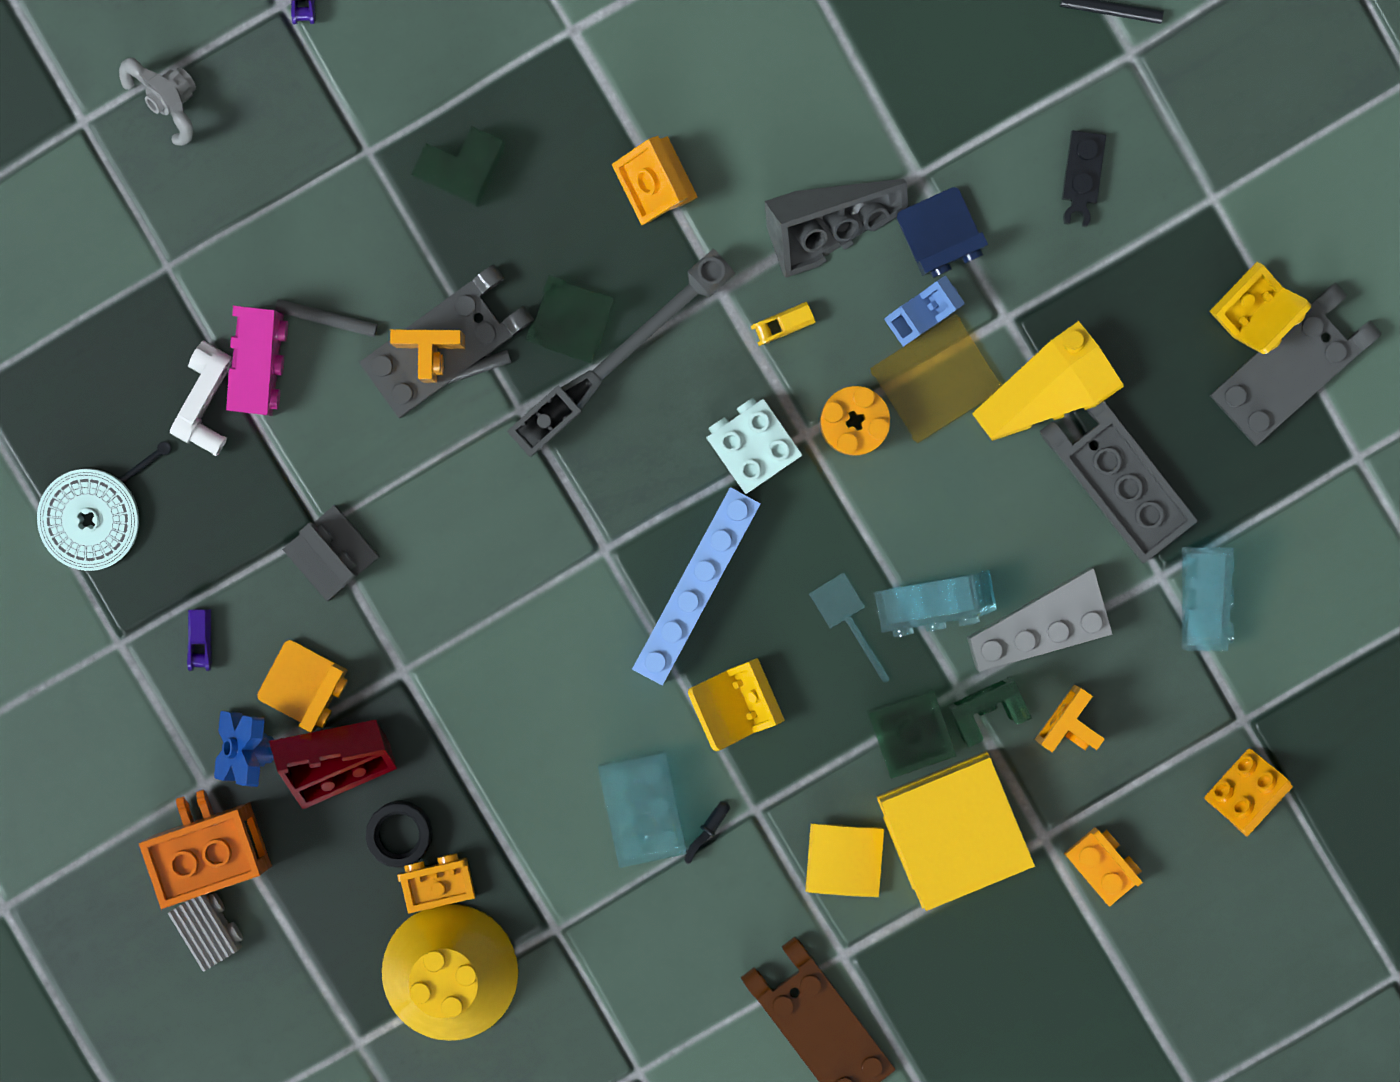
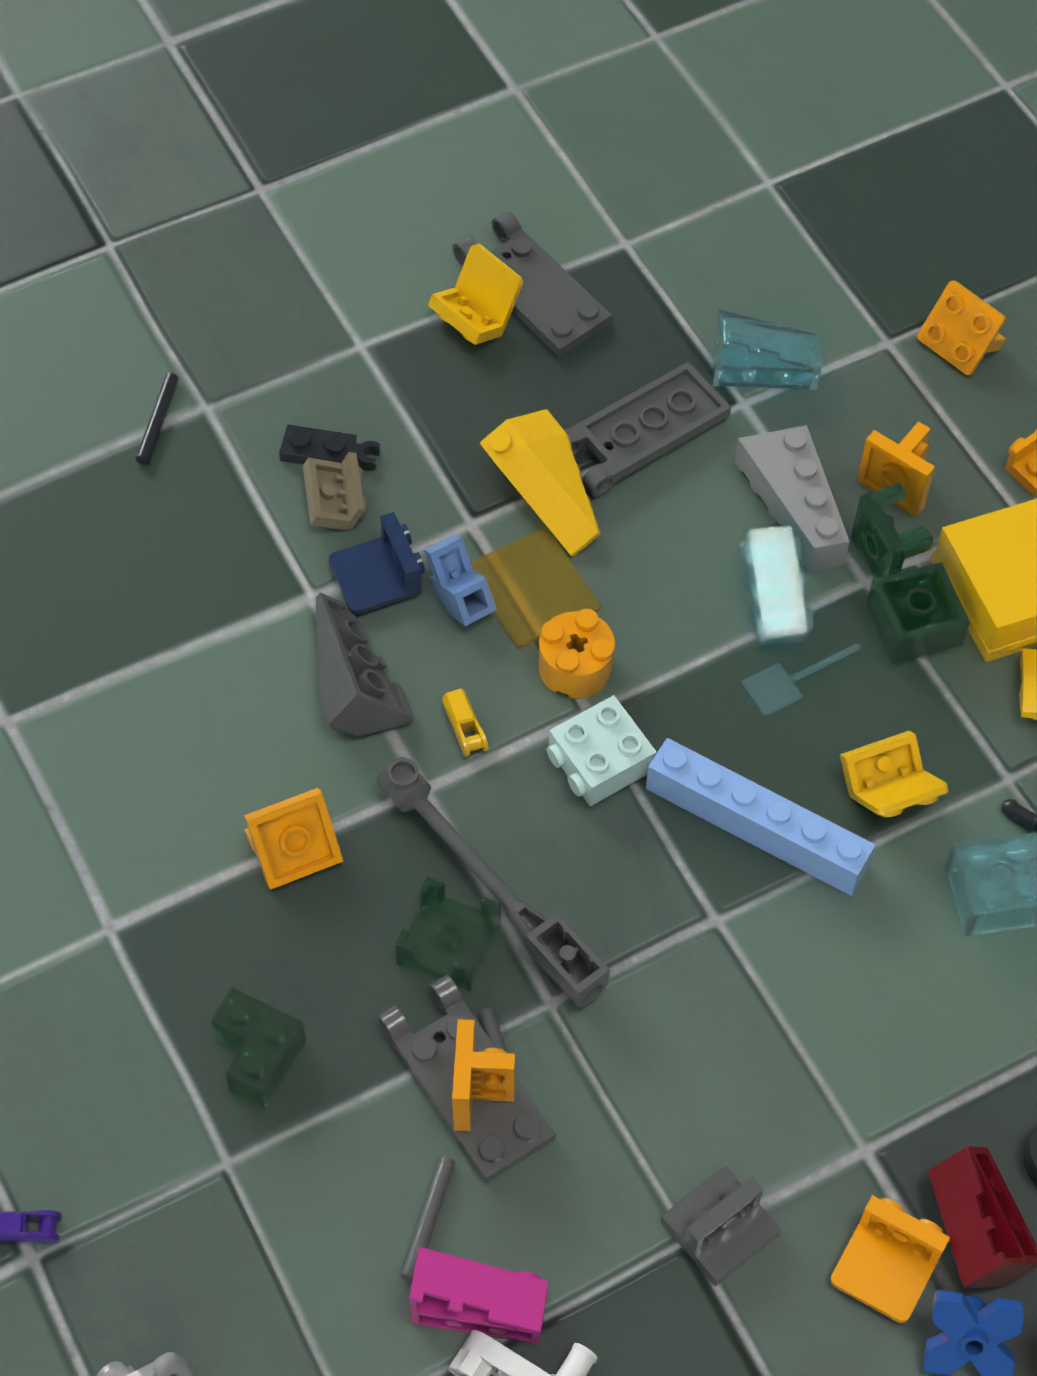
camera: 90 degrees left, 30 degrees down
(1026, 186) = (334, 492): none -> dark tan bracket

